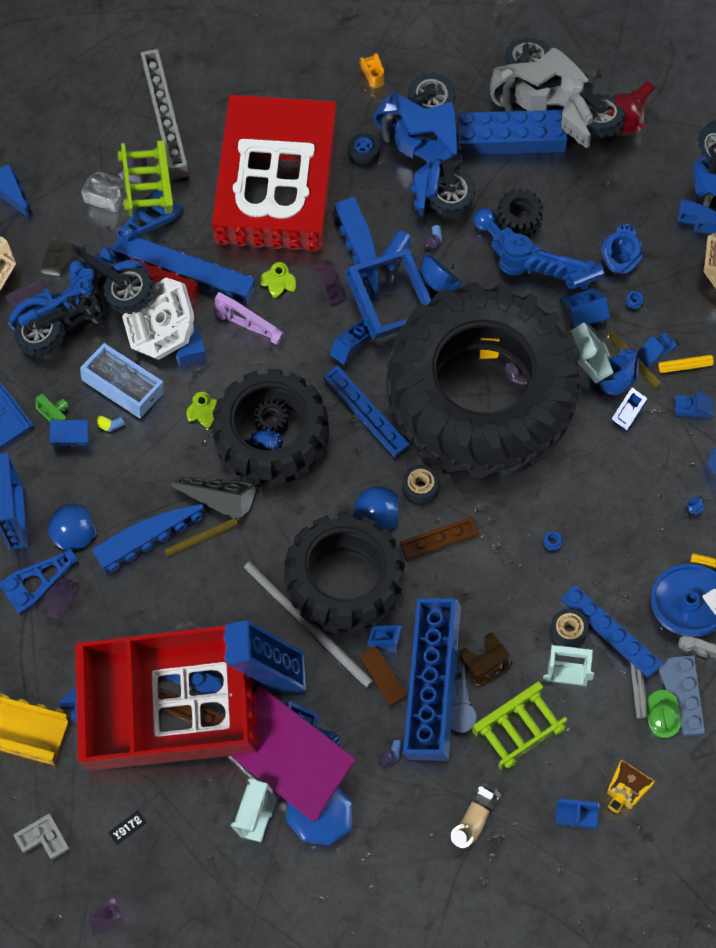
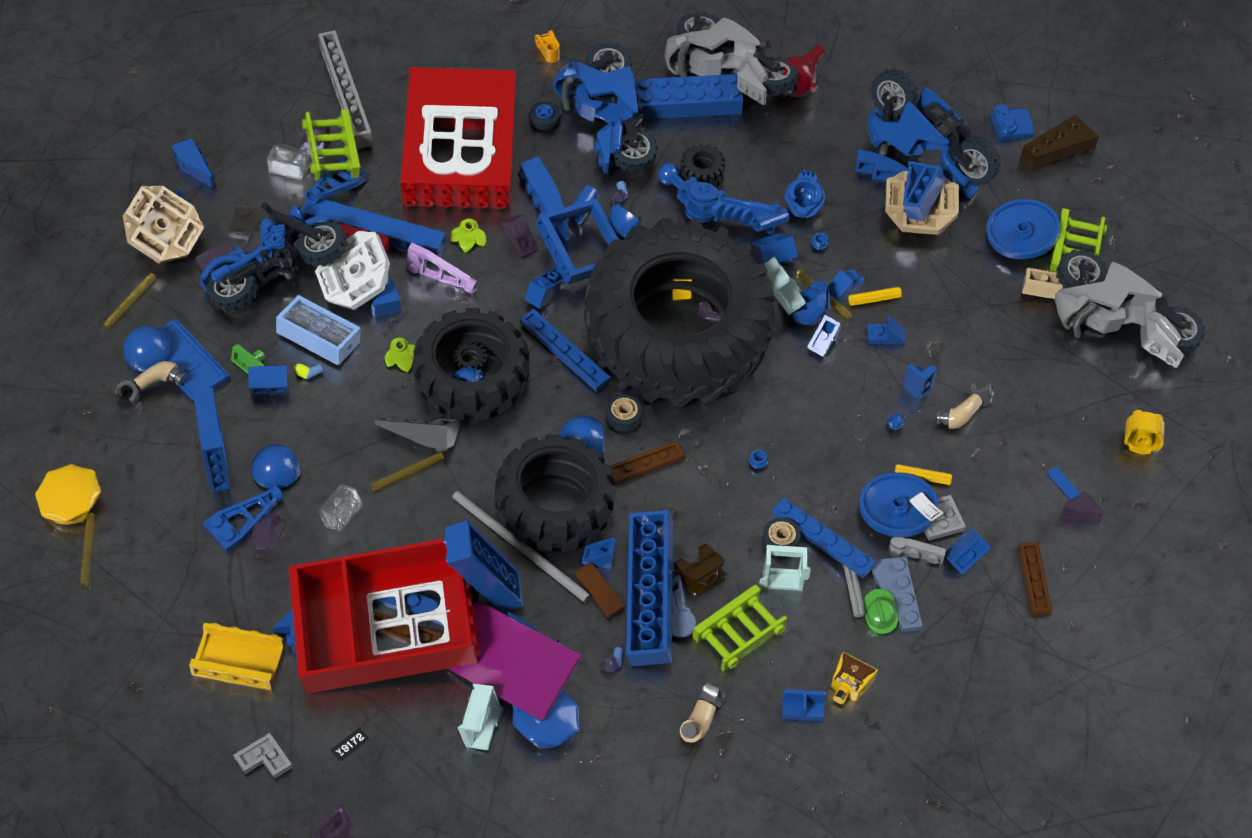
camera: 10 degrees left, 10 degrees down
(132, 576) = (340, 507): none -> clear brick
(143, 536) = (350, 471): blue slope -> none

